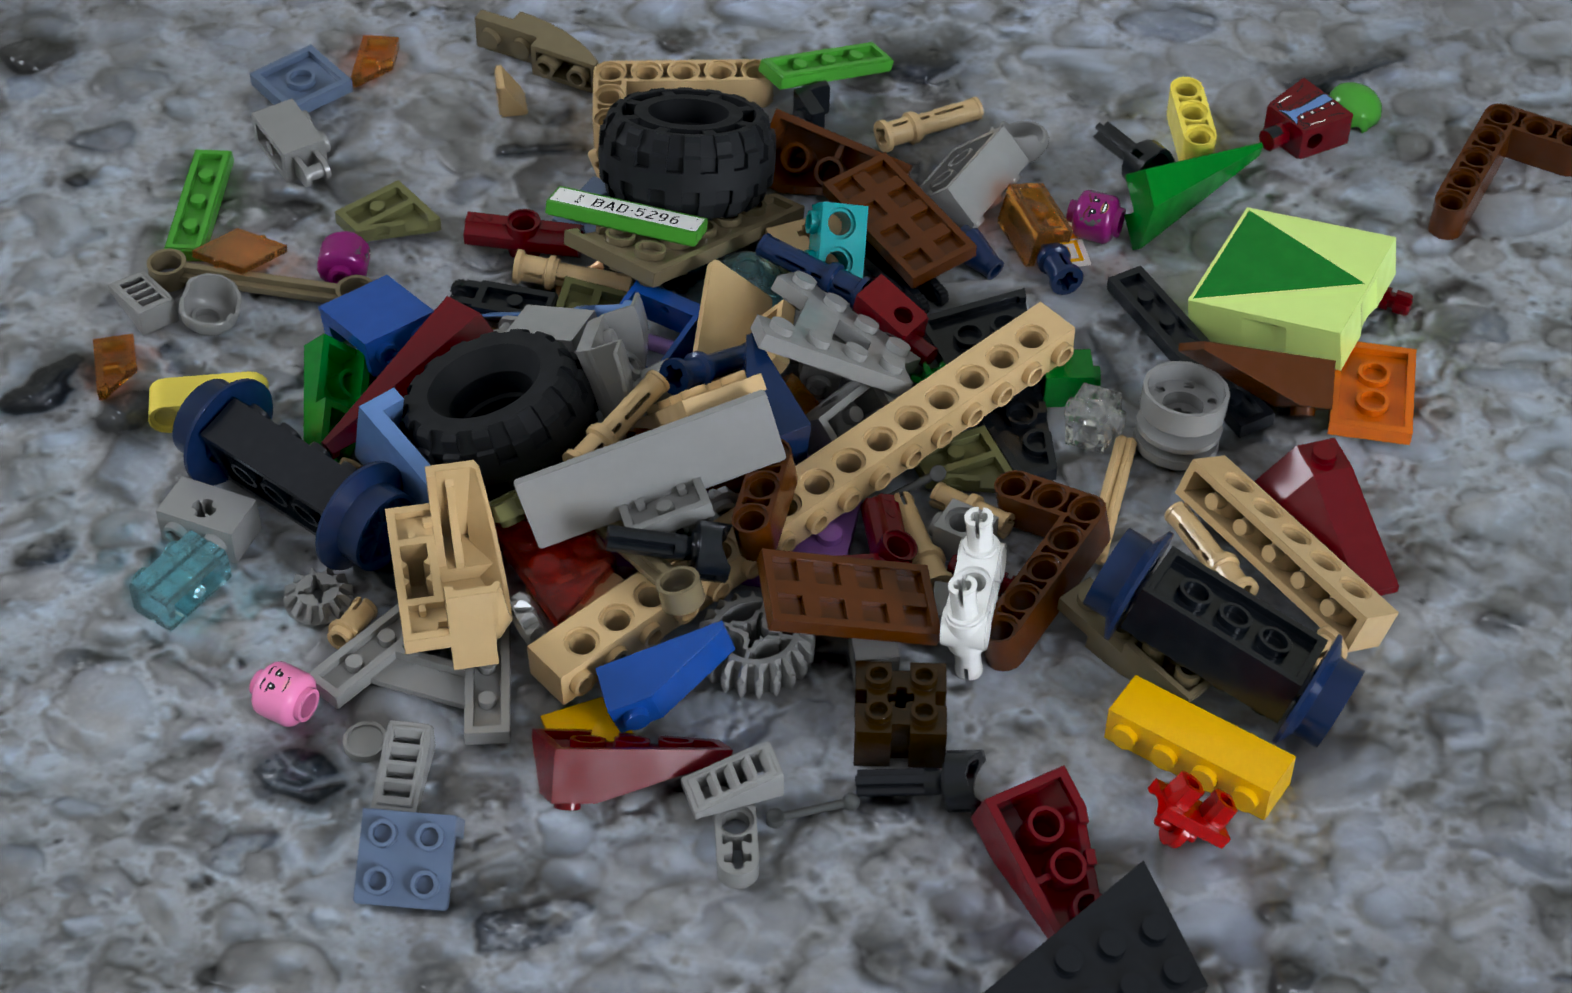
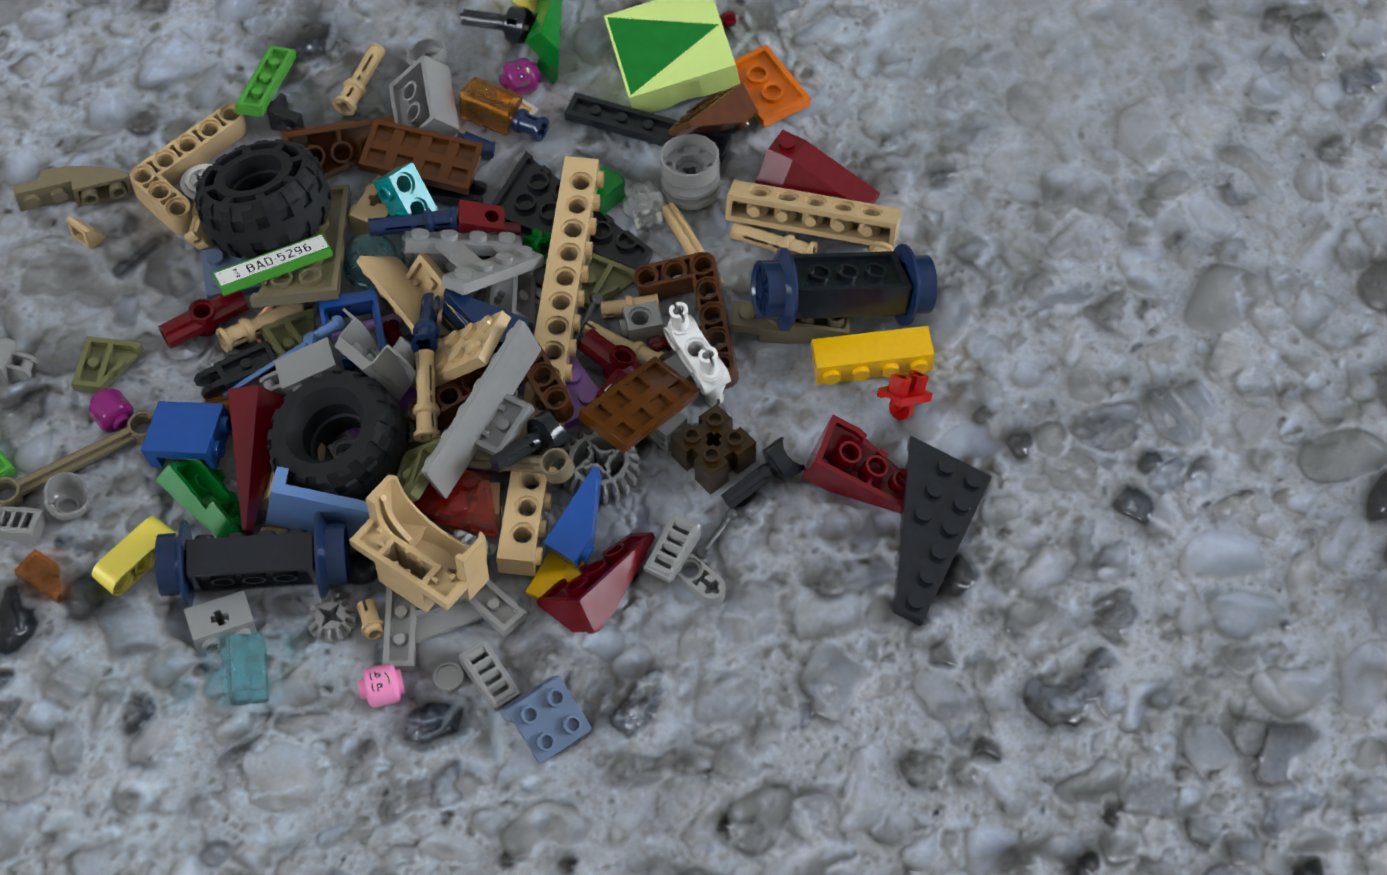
camera: 40 degrees left, 10 degrees up
(239, 251) = (39, 450): clear orange piece -> none

